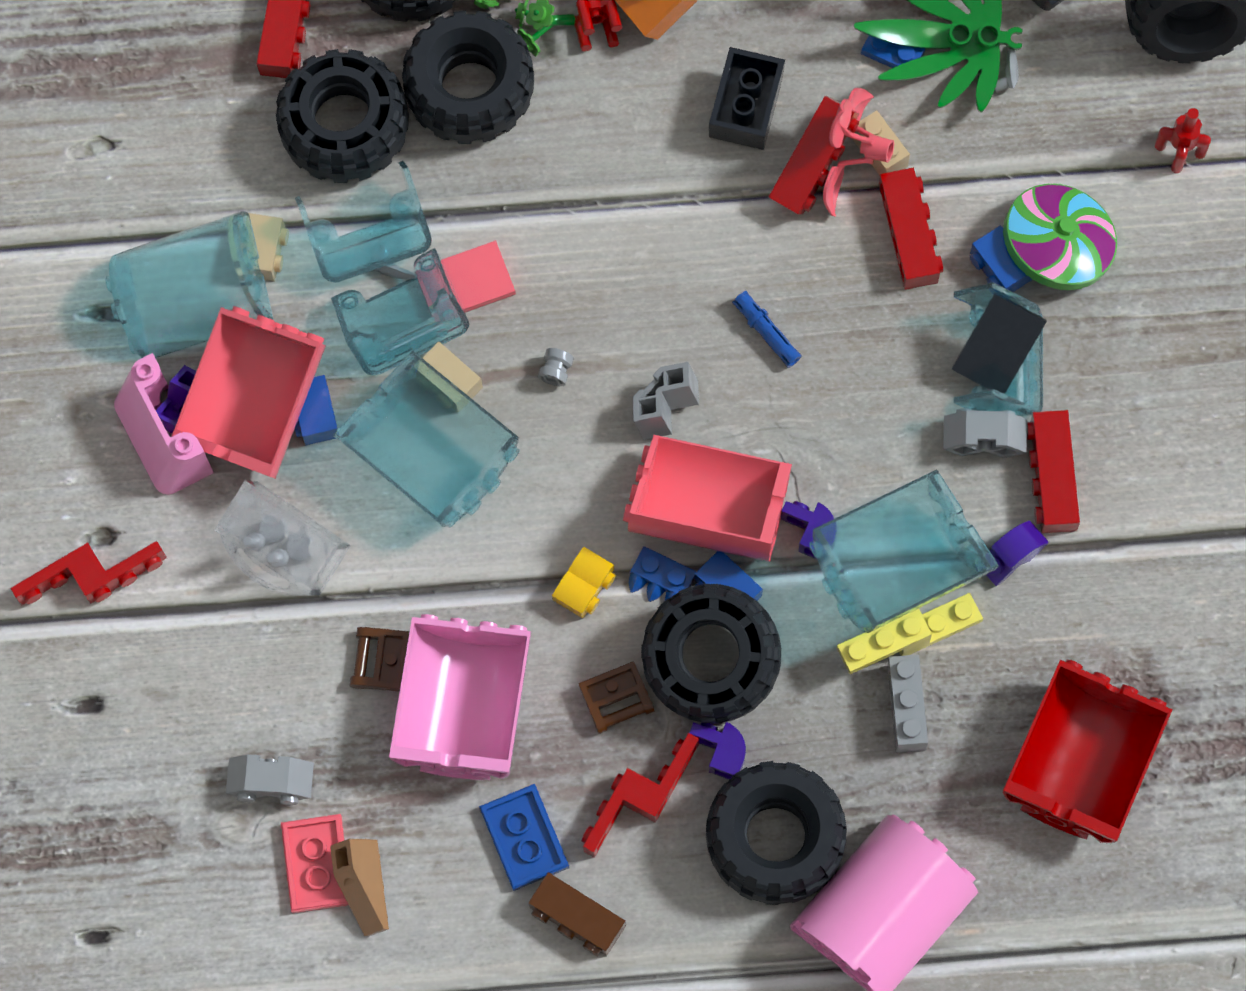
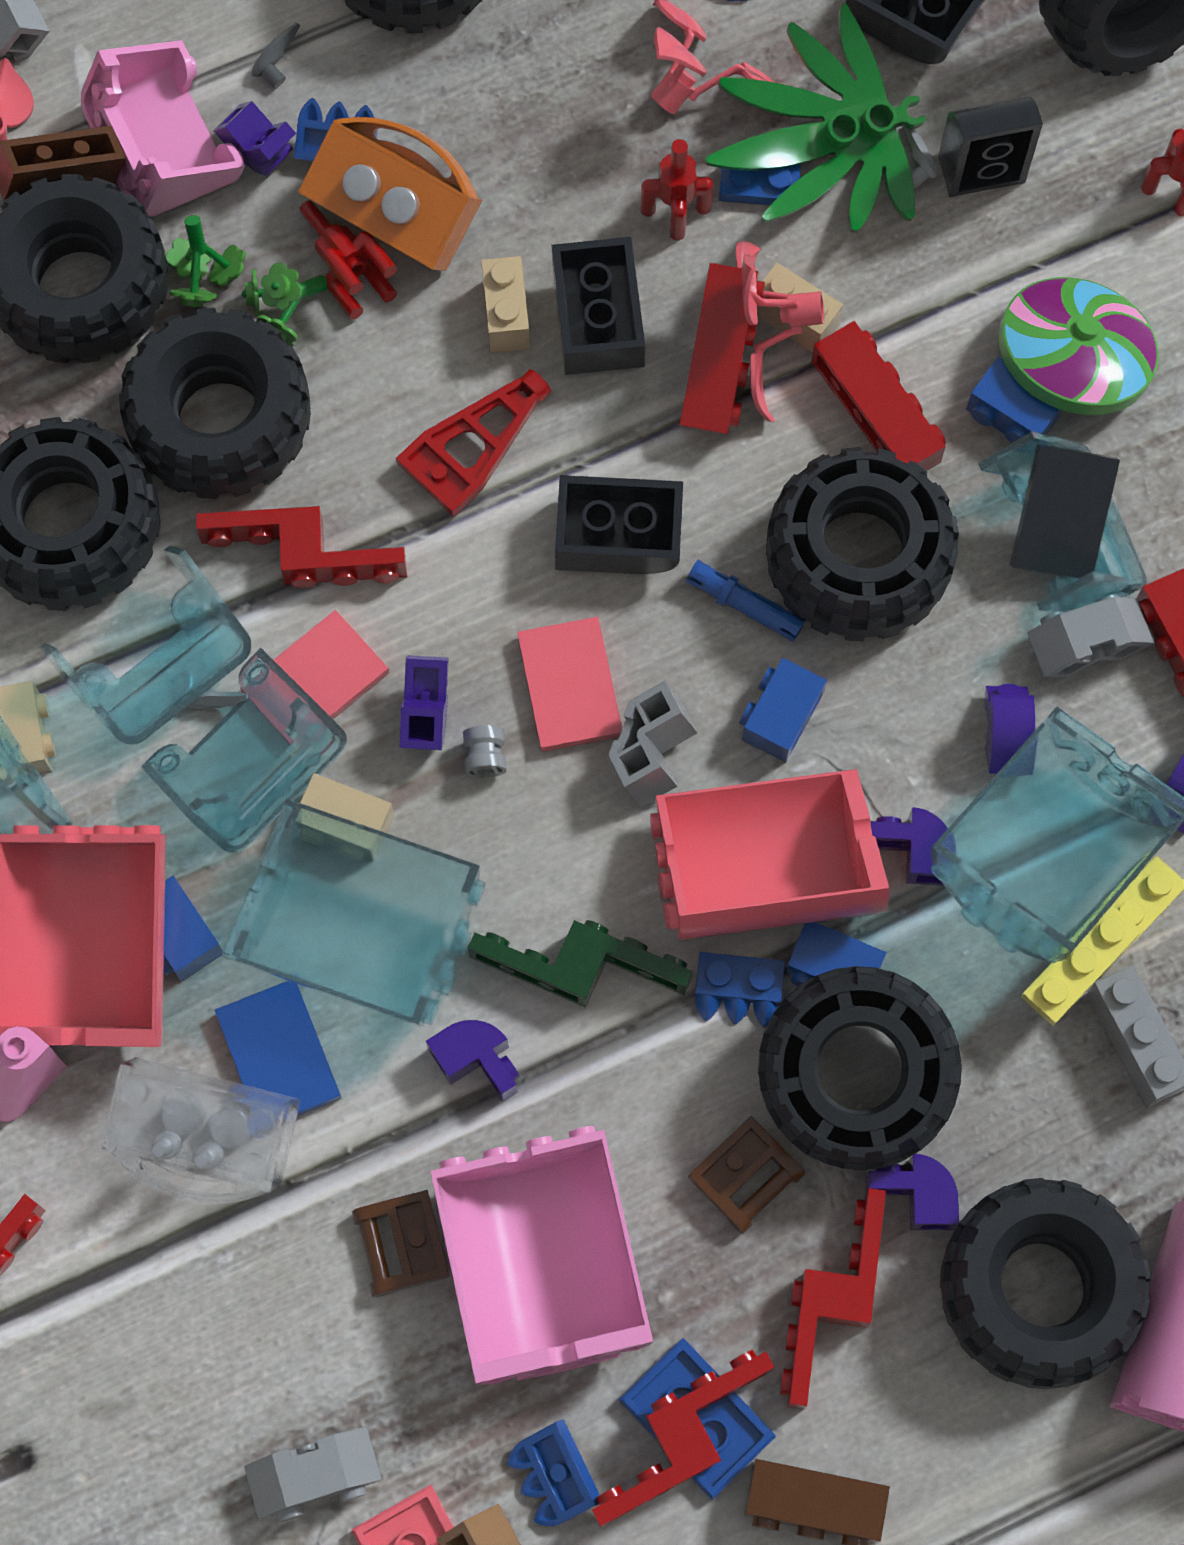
camera: 25 degrees left, 0 degrees up
(351, 508) = (278, 1046): none -> blue tile
(421, 837) = (556, 1474): none -> blue plate
(469, 552) = (474, 1045): none -> dark purple brick
(490, 191) = (301, 546): none -> red bracket
(507, 842) = (682, 1436): none -> red bracket
(529, 323) = (424, 703): none -> dark purple brick
(563, 524) = (580, 962): none -> dark green bracket
(584, 582) = (639, 1032): yellow brick -> none
(599, 175) = (446, 478): none -> red plate
(629, 343) = (569, 684): none -> coral tile
(686, 76) = (505, 304): none -> tan brick
(699, 249) = (618, 525): none -> black brick
(761, 408) = (782, 709): none -> blue brick
(830, 37) = (677, 188): none -> red plant
(848, 357) = (853, 598): none -> black tyre
(907, 466) = (1009, 722): none -> dark purple brick
(1053, 80) = (989, 145): none -> black brick

